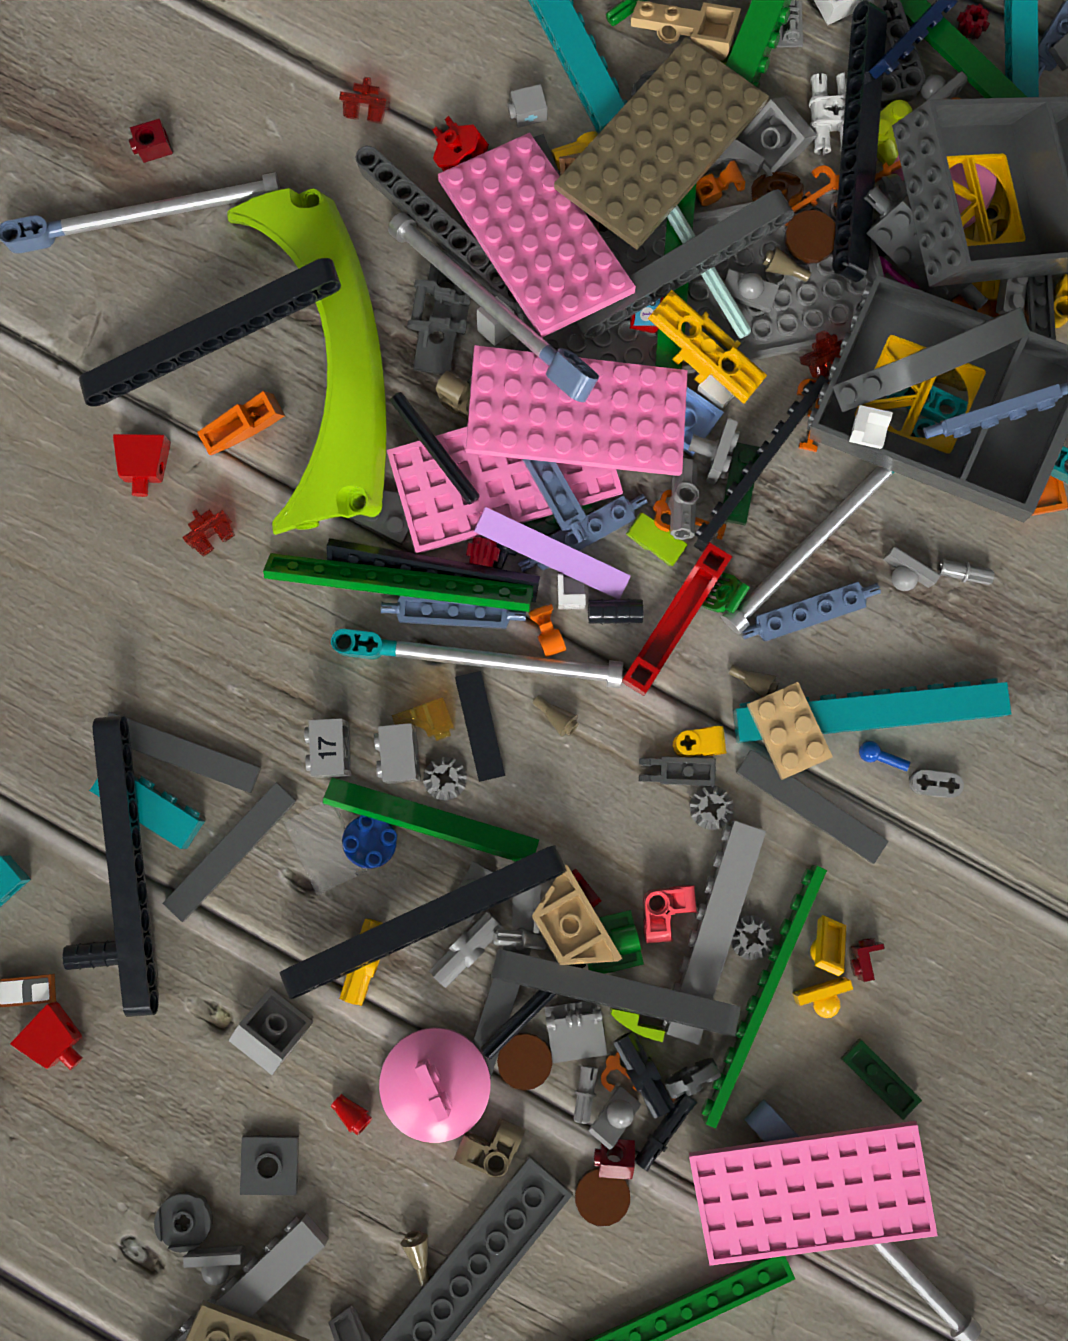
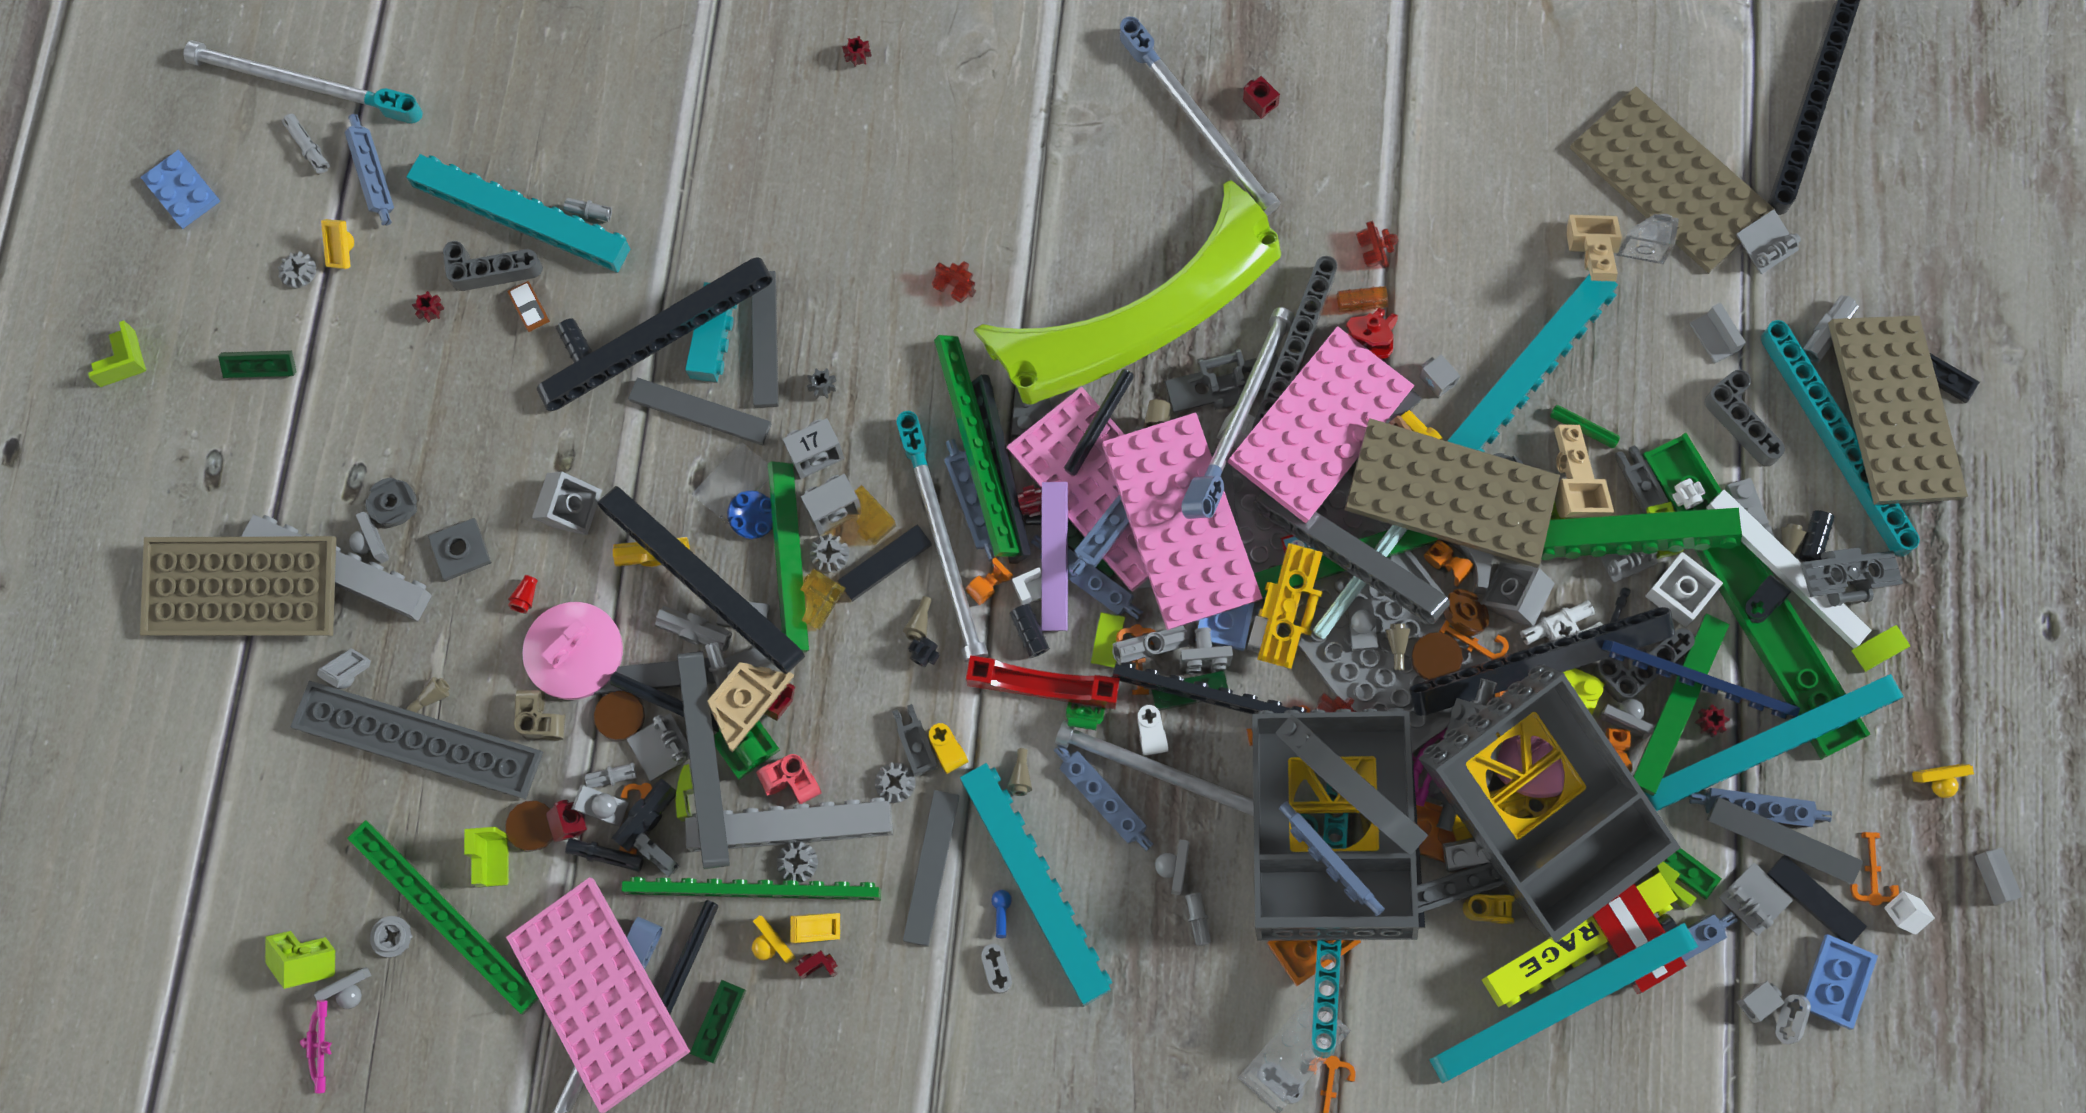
camera: 70 degrees right, 10 degrees down
(50, 1038) = (498, 340): red torso -> none
(141, 460) = (990, 205): red torso -> none
(210, 332) = (1115, 208): black beam -> none
(241, 423) = (1056, 267): orange slope -> none
(267, 713) = (824, 388): none -> dark grey gear
(415, 142) = (1362, 299): none -> clear orange axle
(489, 803) = (821, 597): none -> clear yellow arch
(593, 724) = (923, 652): none -> black gear
(619, 1255) = (489, 856): none -> lime panel
(771, 537) = (1151, 735): none -> white piece
(789, 730) = (985, 814): tan plate -> none
(802, 1084) = (689, 954): none -> black axle
(825, 51) = (1620, 603): none -> black piece
(870, 426) = (1269, 759): white panel -> none

